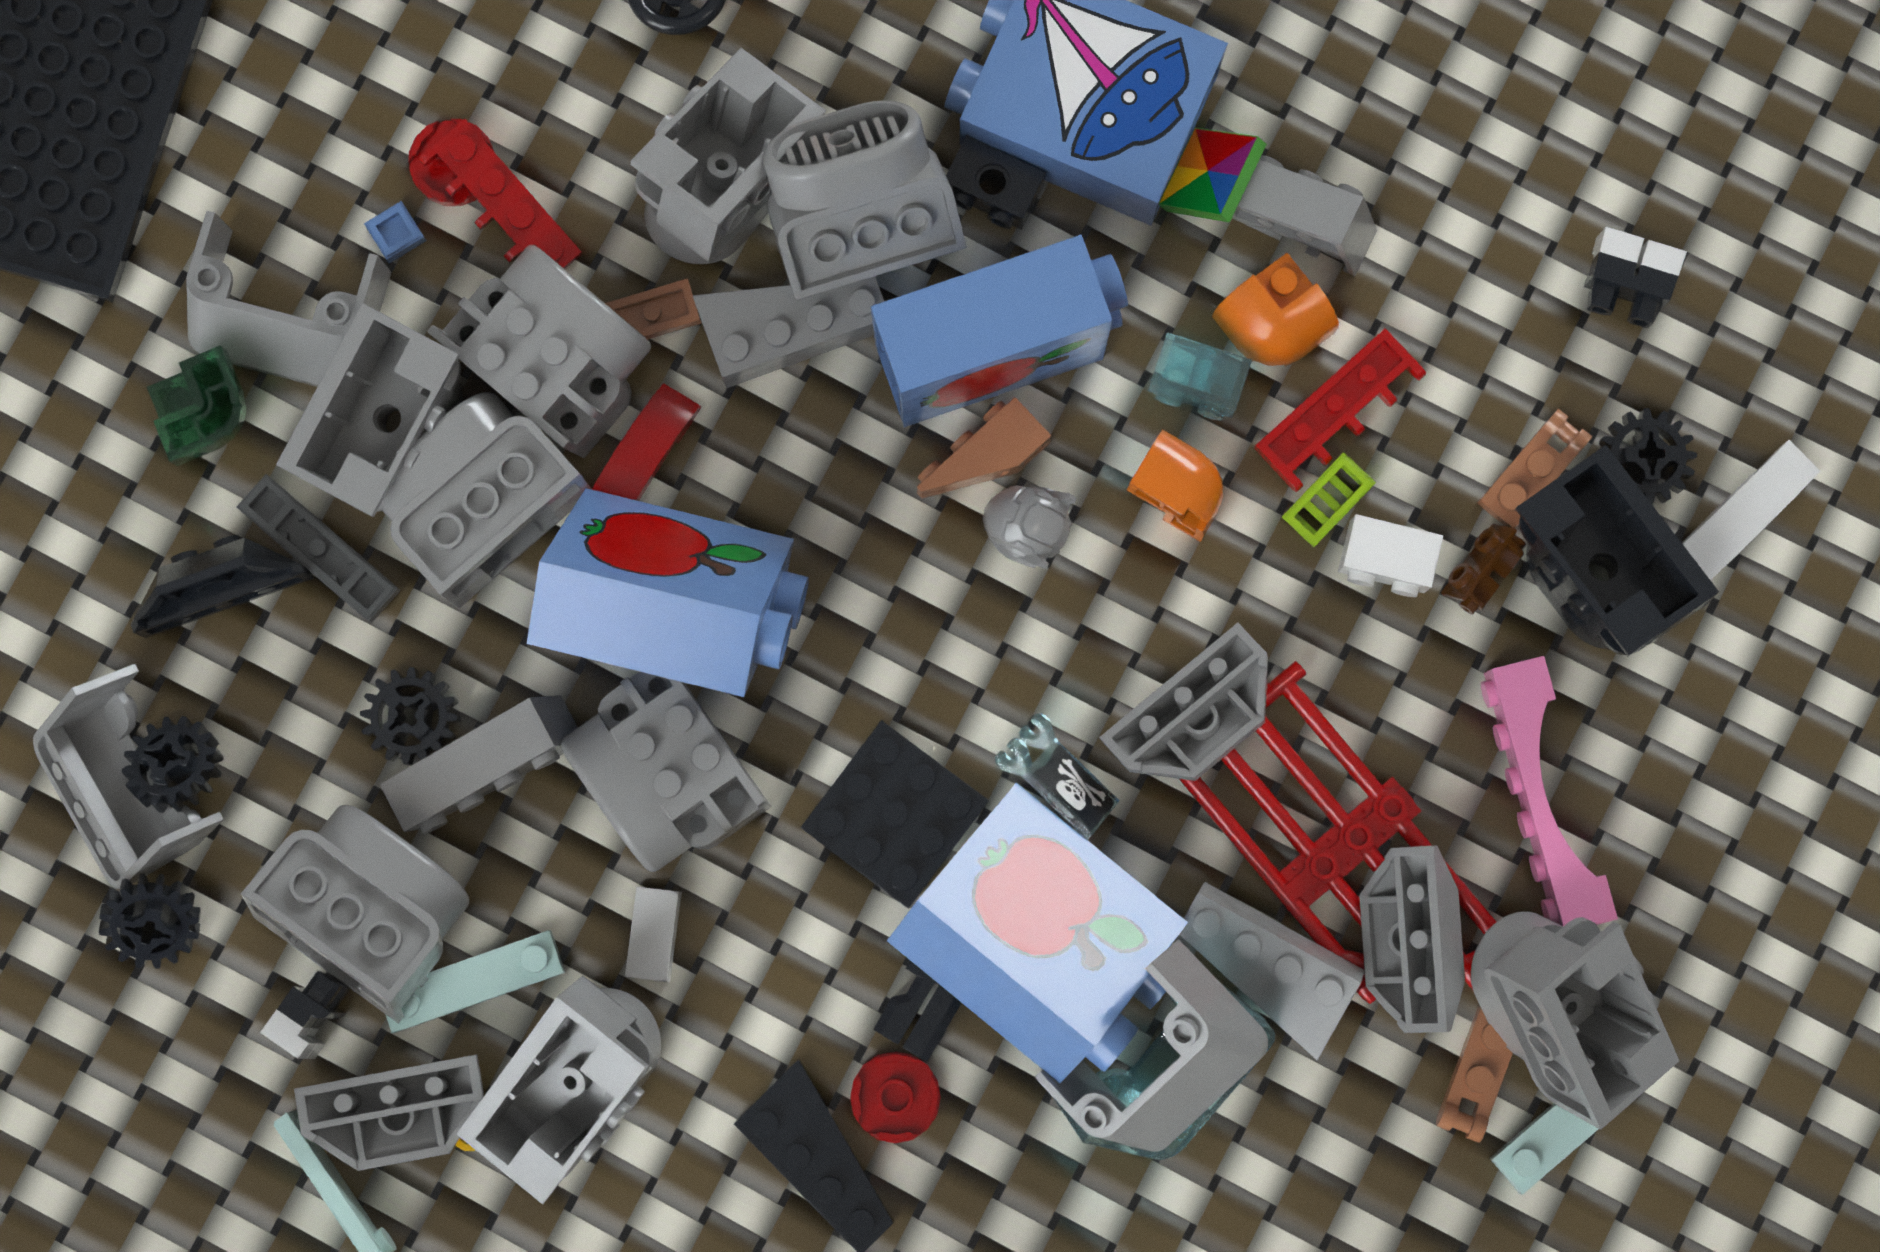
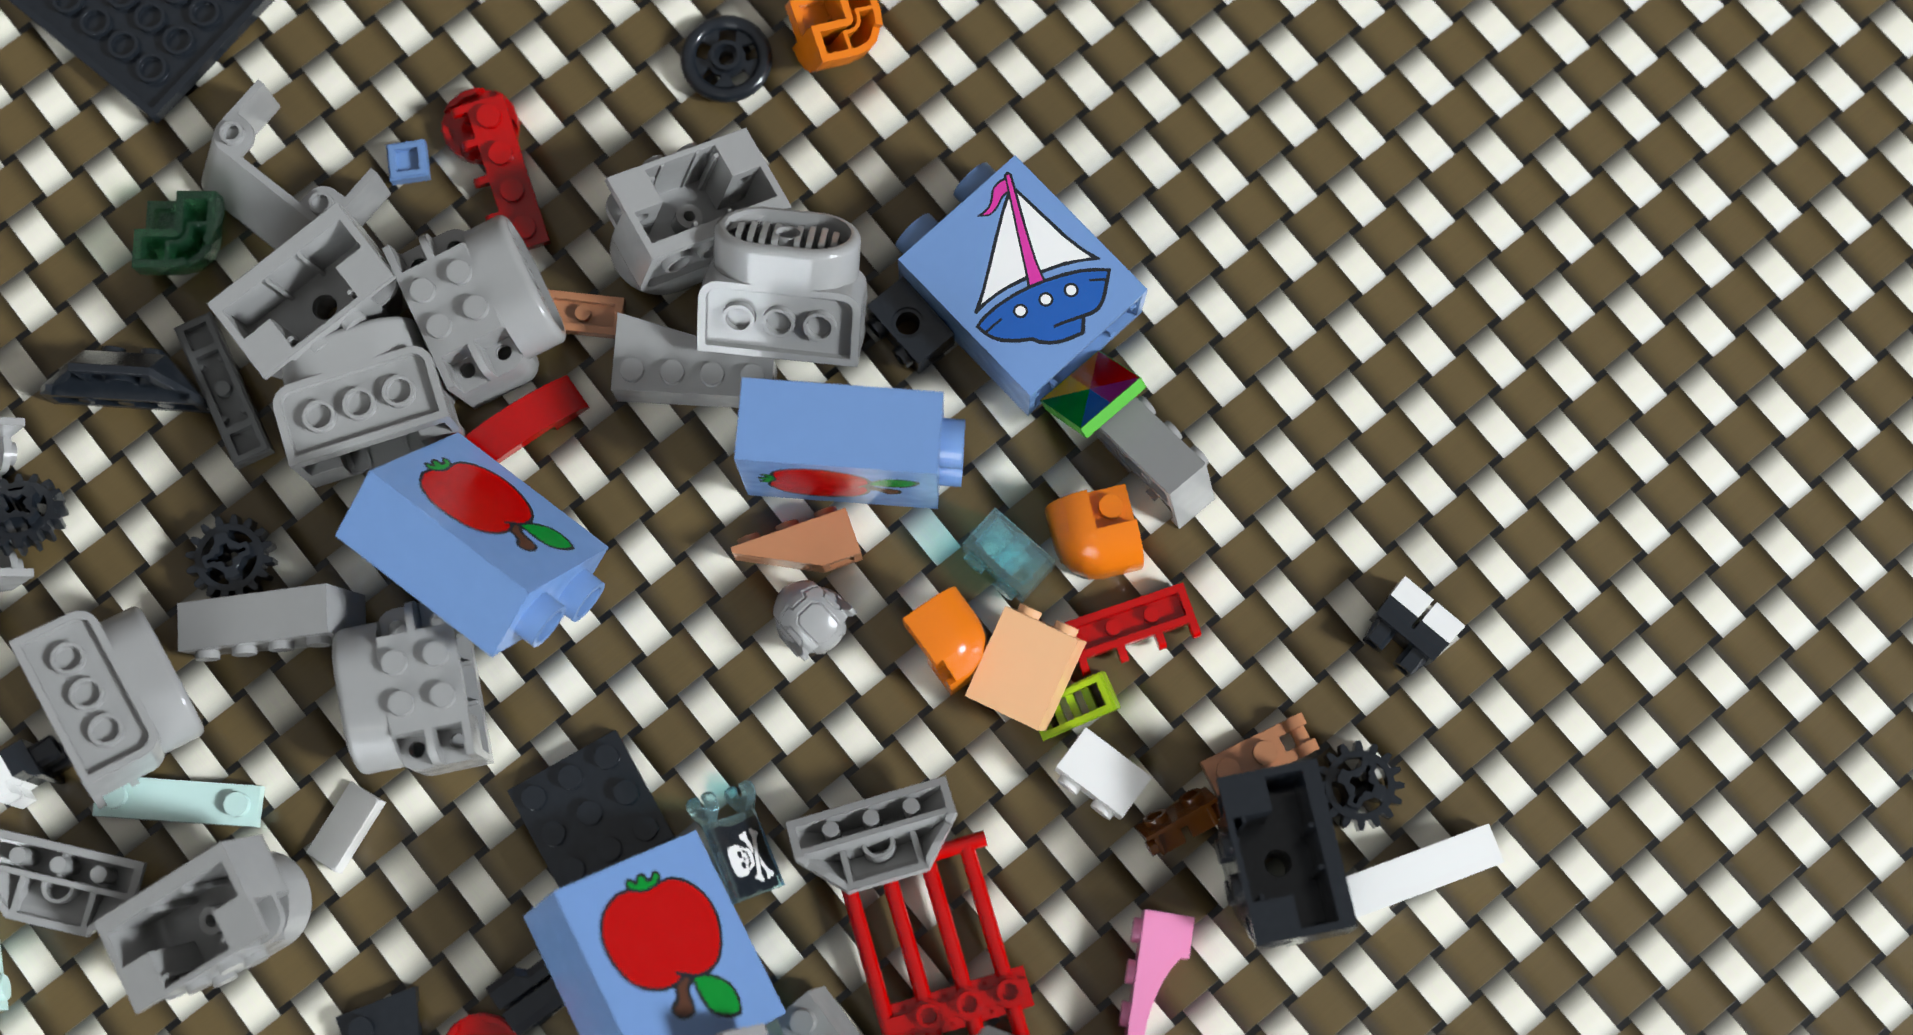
camera: 20 degrees right, 5 degrees down
(1268, 479) = (1026, 666): none -> light nougat brick

